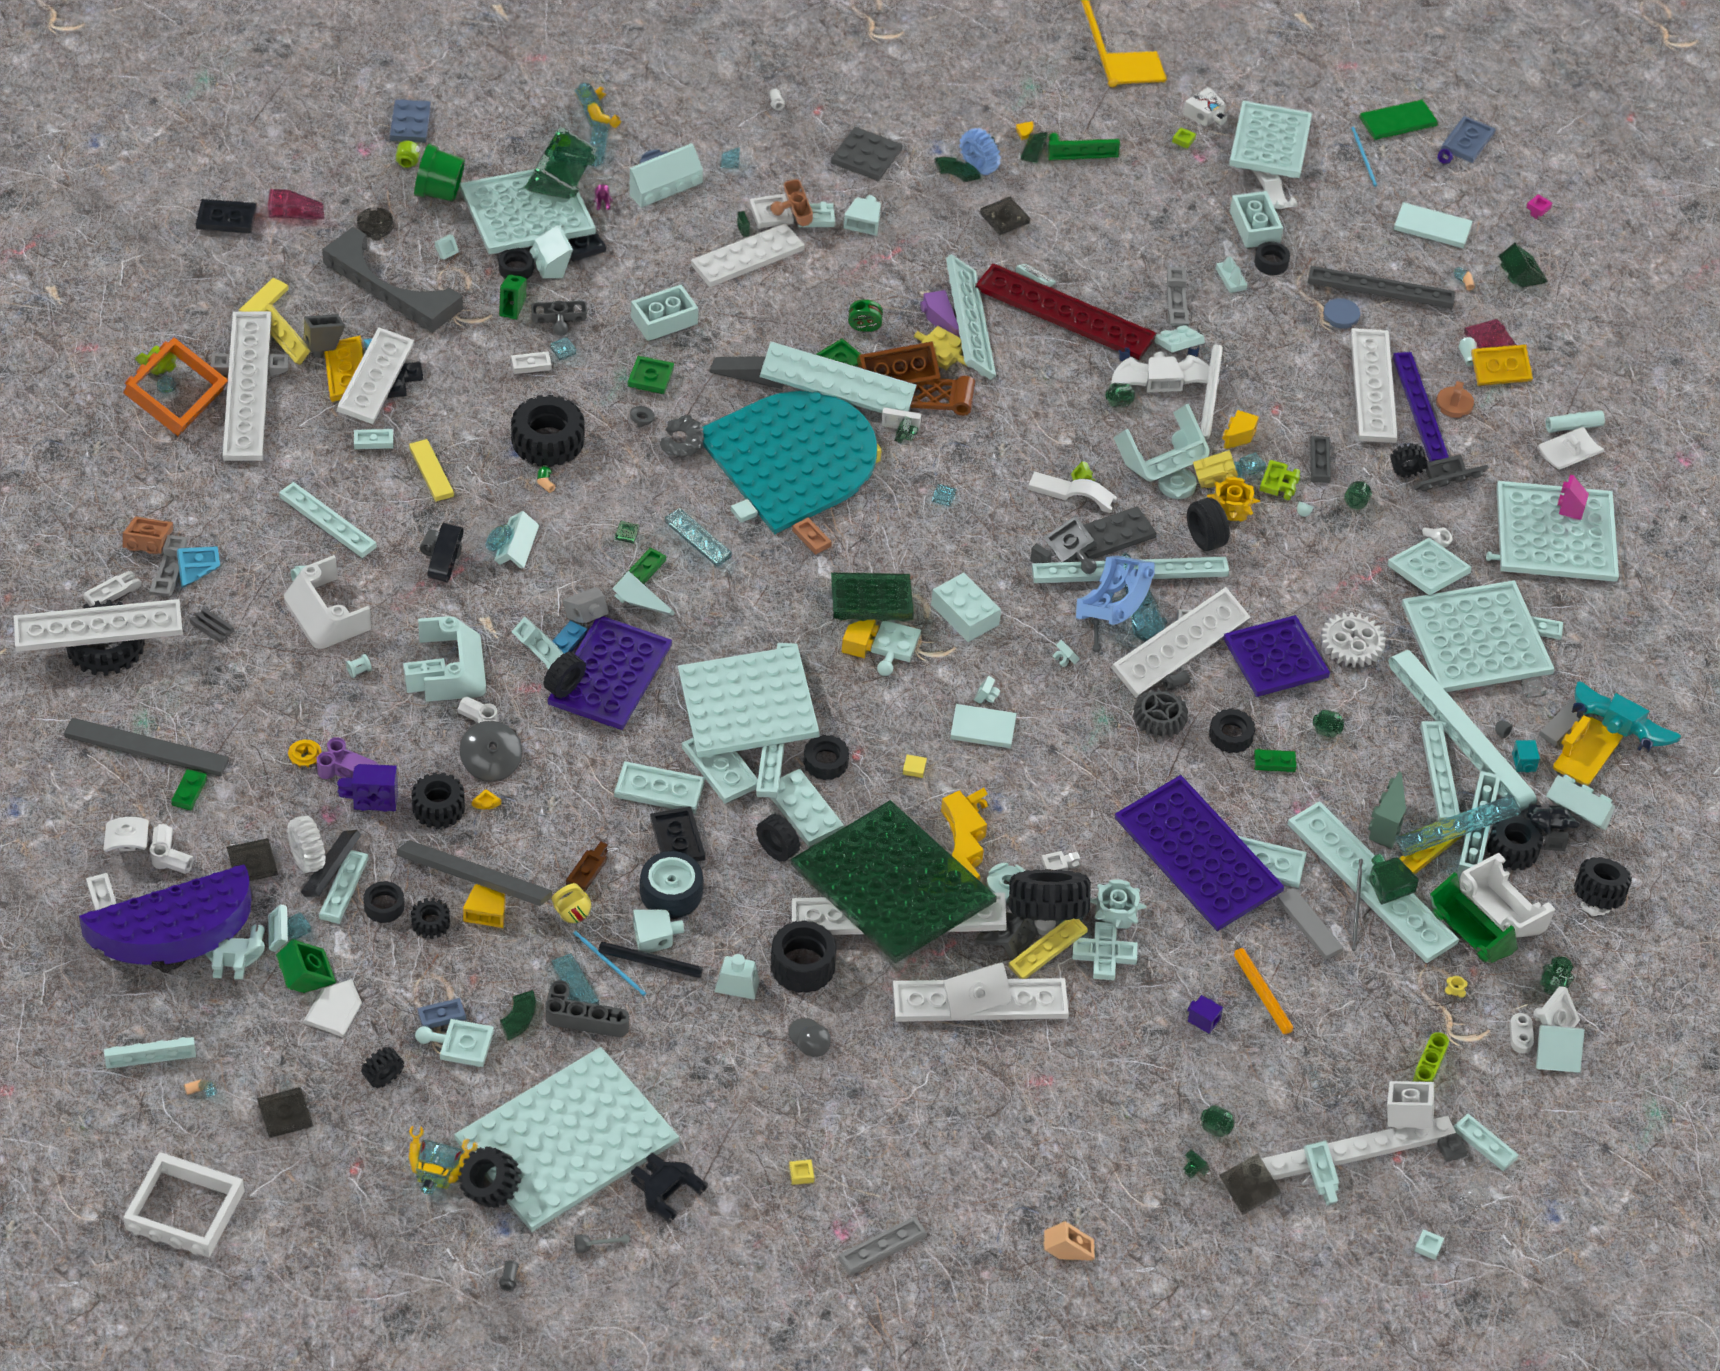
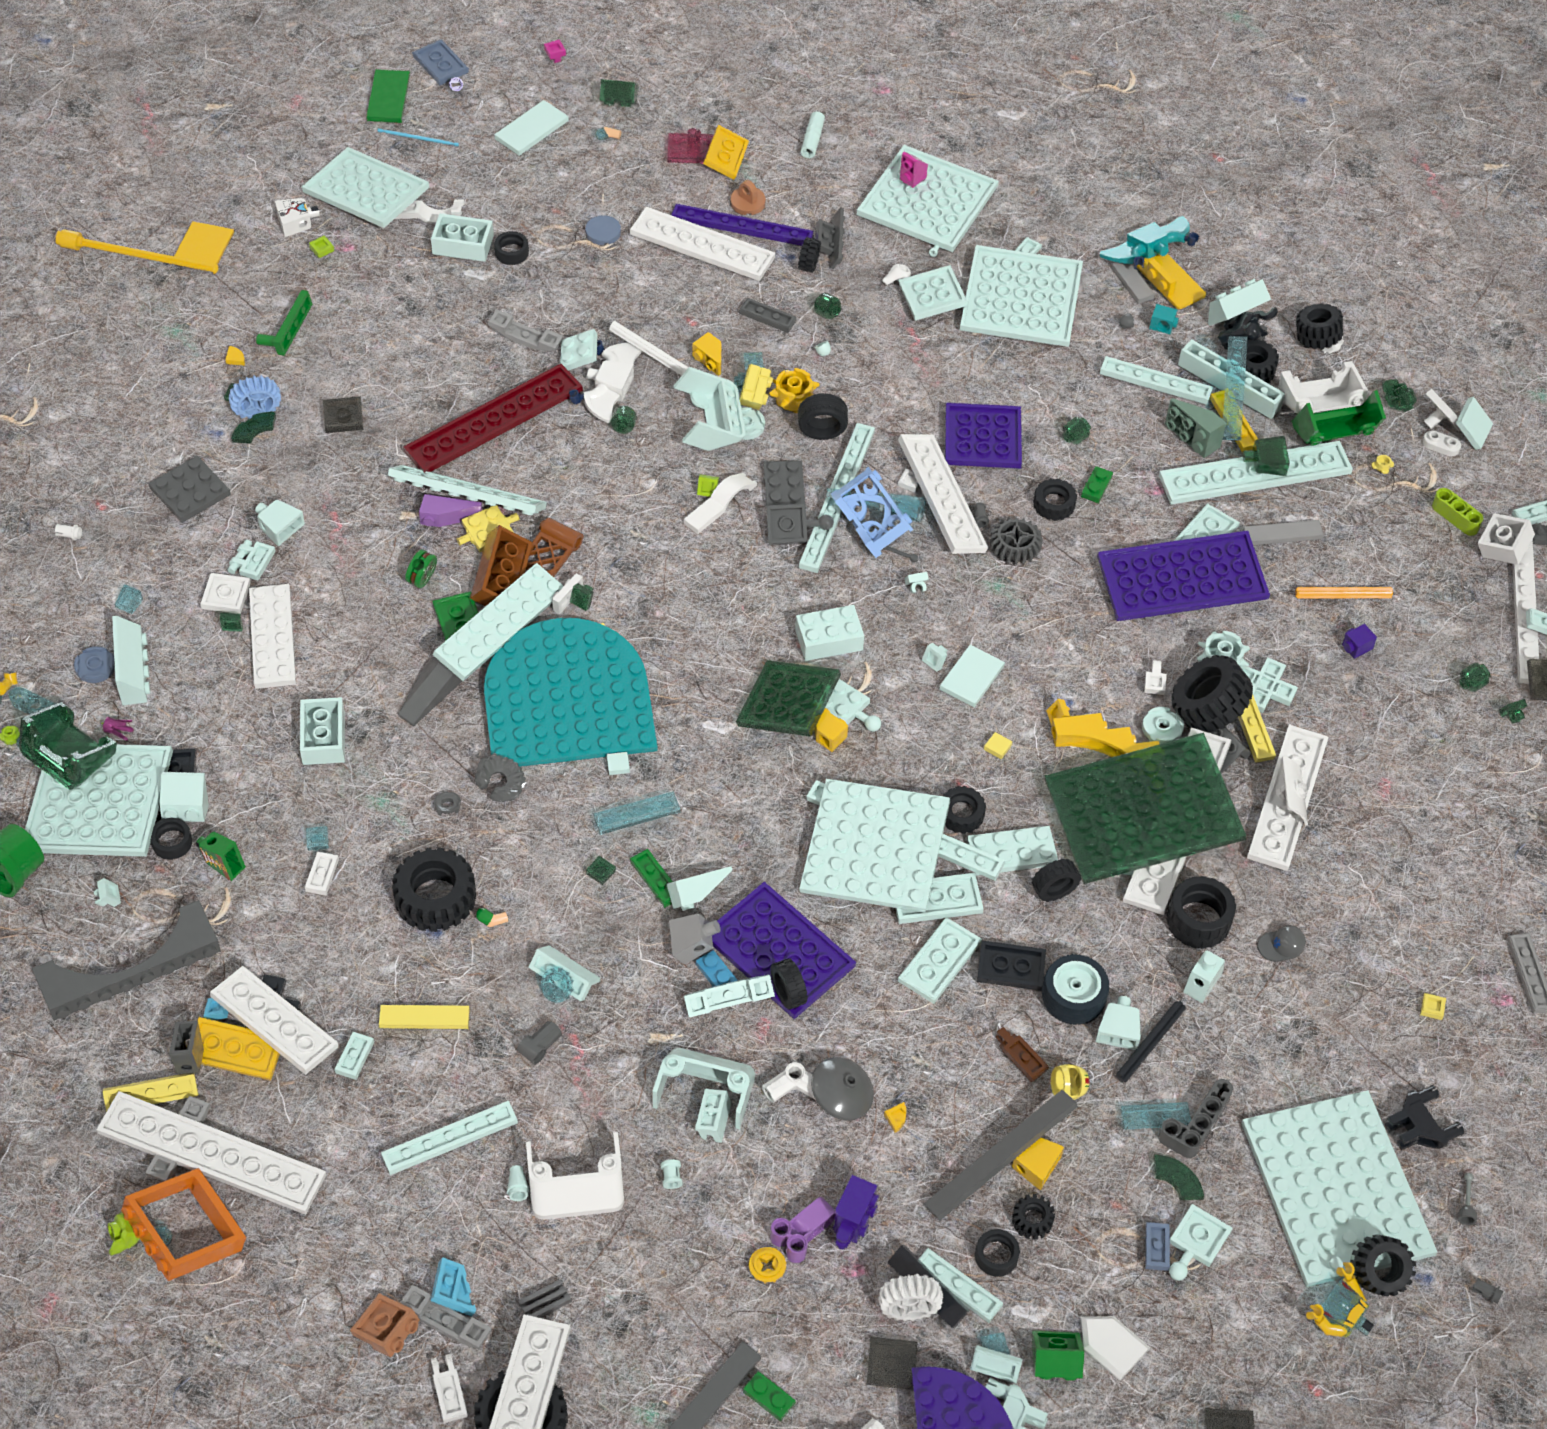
camera: 65 degrees left, 5 degrees up
(267, 295) = (80, 1096): light yellow tile -> none
(375, 231) = (27, 960): clear smoke plate -> none
(382, 1067) = (1216, 1319): black tyre -> none
(438, 813) = (893, 1141): black tyre -> none
(445, 552) = (561, 1038): black beam -> none
(559, 314) = (262, 833): dark grey piece -> none
(633, 984) = (1148, 1075): medium azure piece -> none
(650, 374) = (396, 775): green plate -> none
(797, 201) = (248, 567): nougat piece -> none
(811, 536) = (680, 719): nougat plate -> none
(944, 495) = (676, 598): clear light blue tile -> none
(1029, 272) = (431, 424): light aqua slope -> none
(1034, 147) = (263, 357): clear green slope -> none
(1040, 554) = (792, 554): dark grey plate -> none
(1231, 275) = (514, 285): light aqua tile -> none
(1274, 476) = (778, 354): lime plate -> none
(1352, 639) = (989, 377): white gear -> none
(1357, 903) = (1279, 491): dark grey piece -> none
(1381, 287) = (588, 191): dark grey plate -> none
(1460, 727) = (1117, 347): light aqua beam -> none
(1465, 348) = (696, 166): light aqua cone -> none
(1569, 448) = (842, 151): white shield -> none

